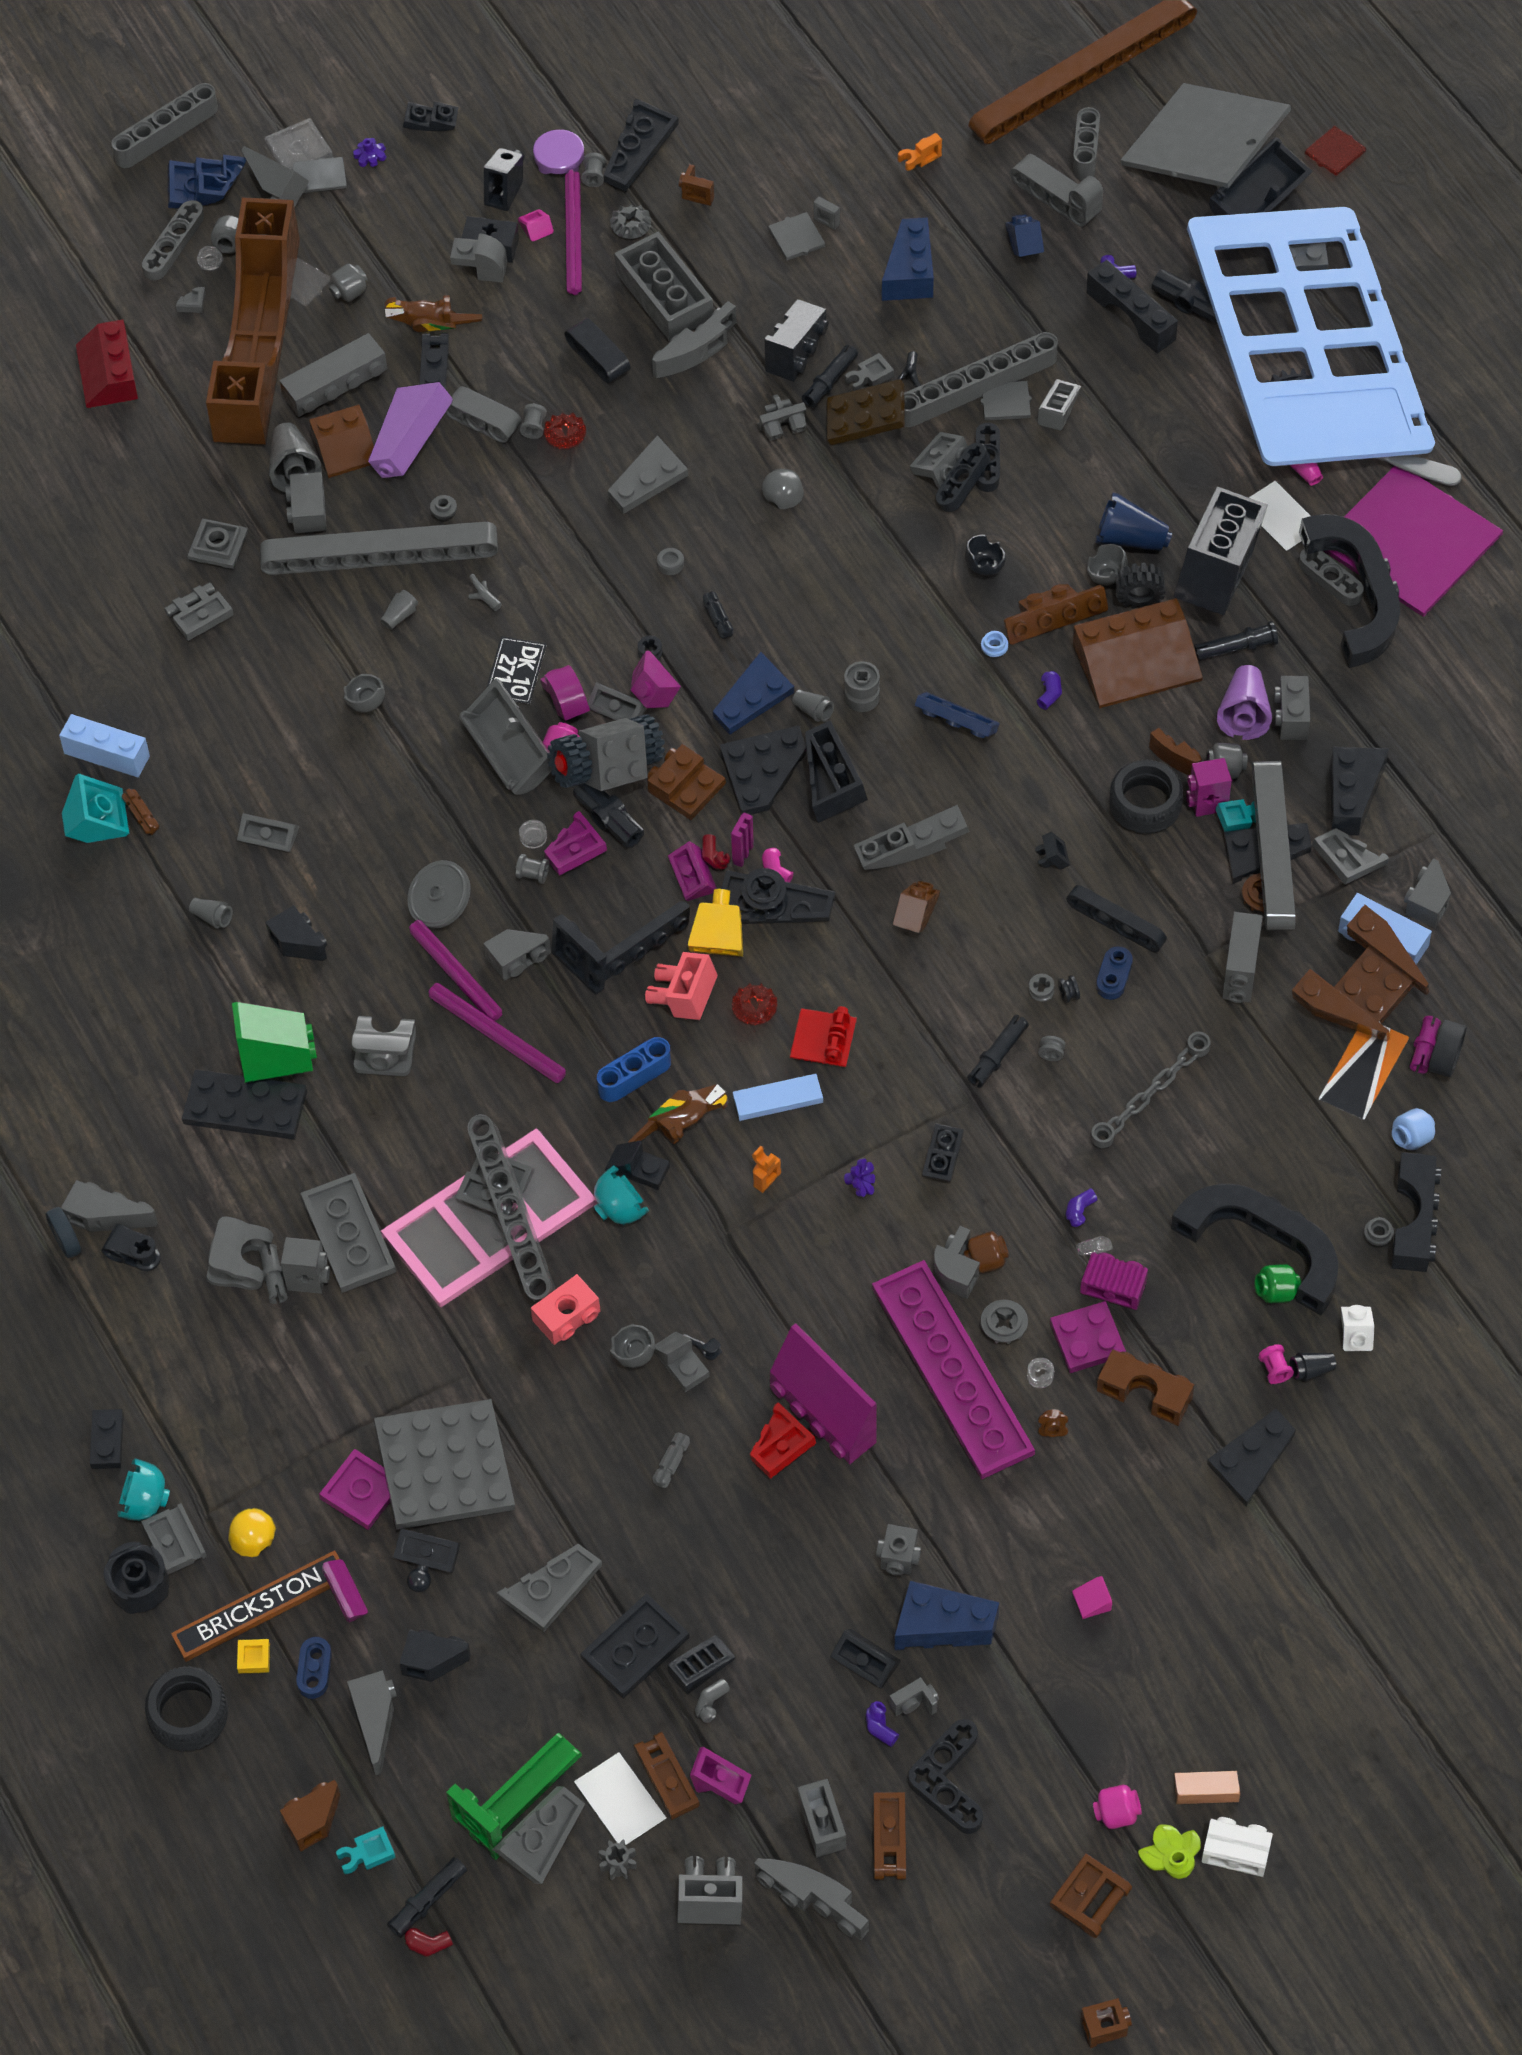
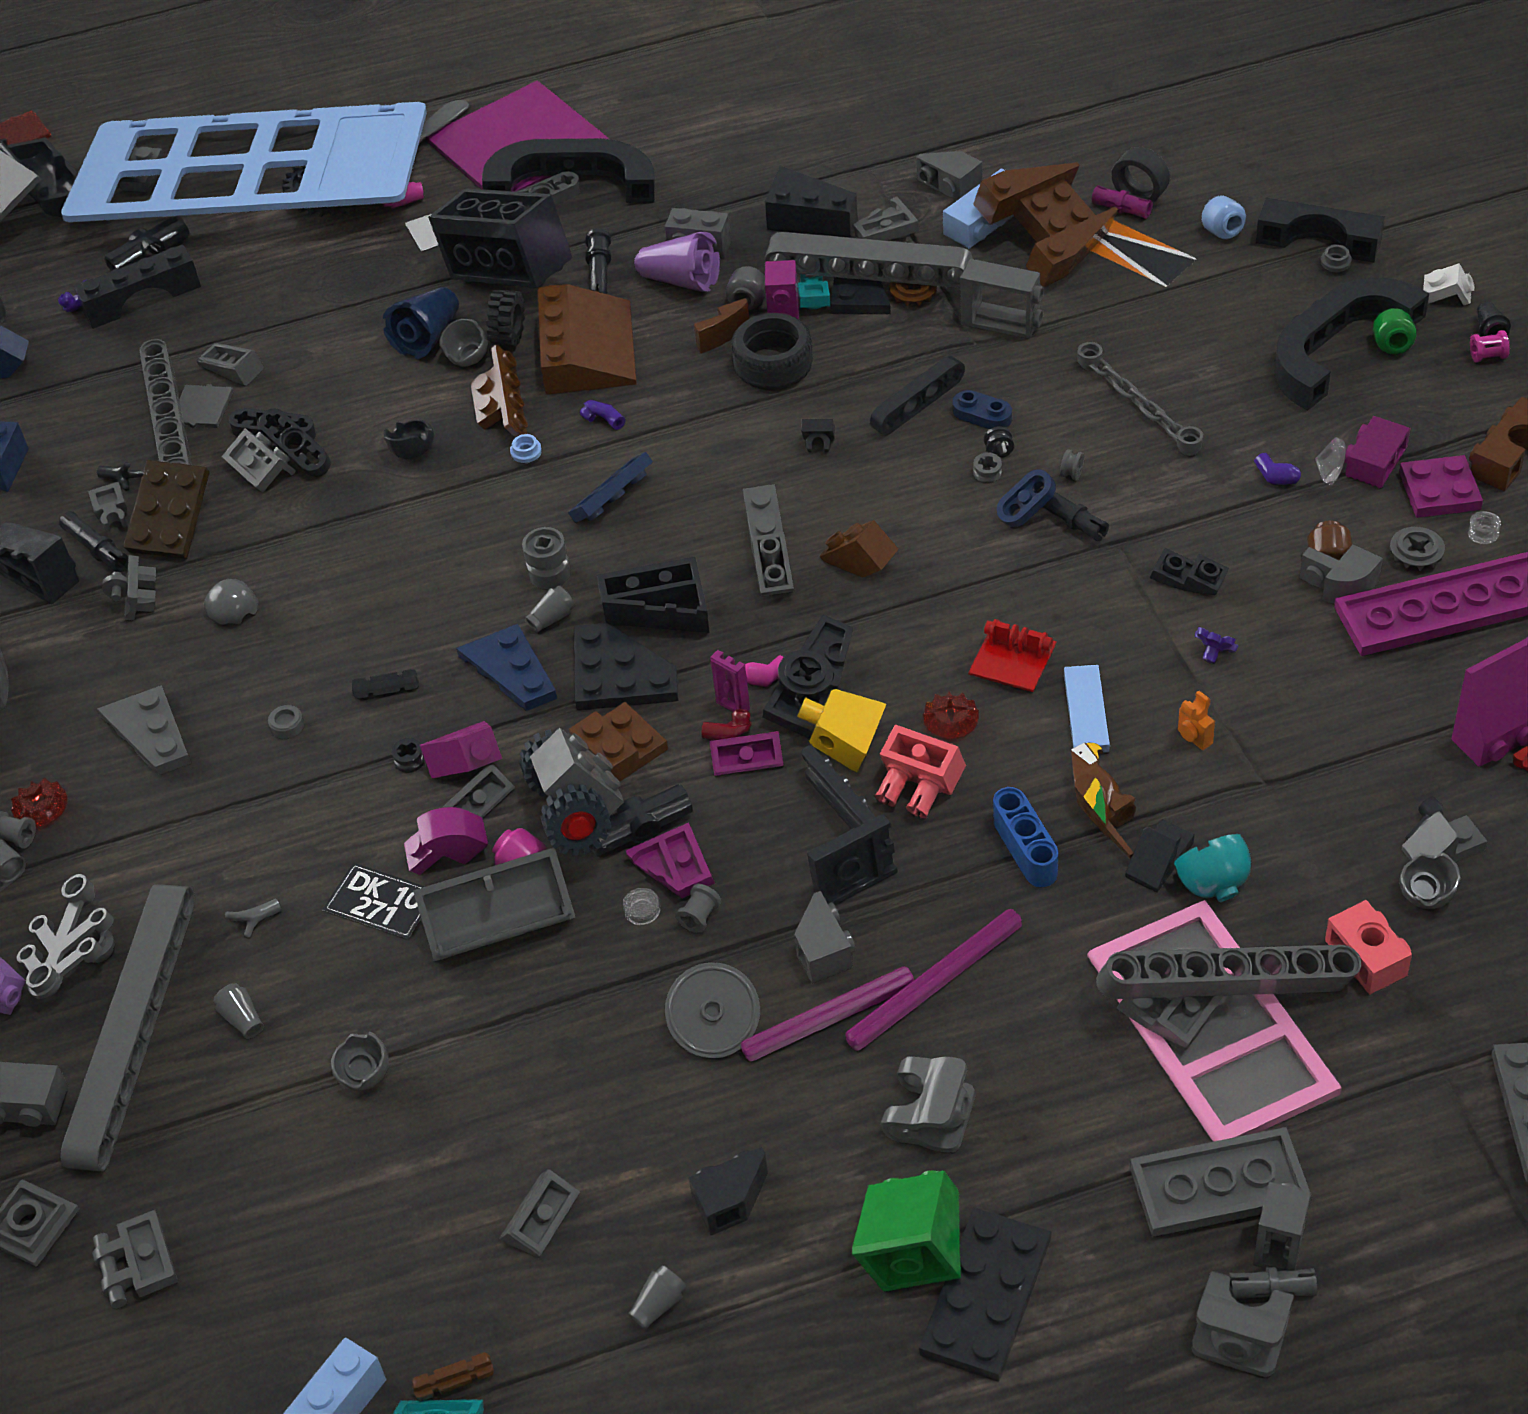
camera: 75 degrees left, 10 degrees down
(436, 483) = (46, 977): none -> dark grey plant
(996, 1016) = (1025, 497): none -> dark blue plate

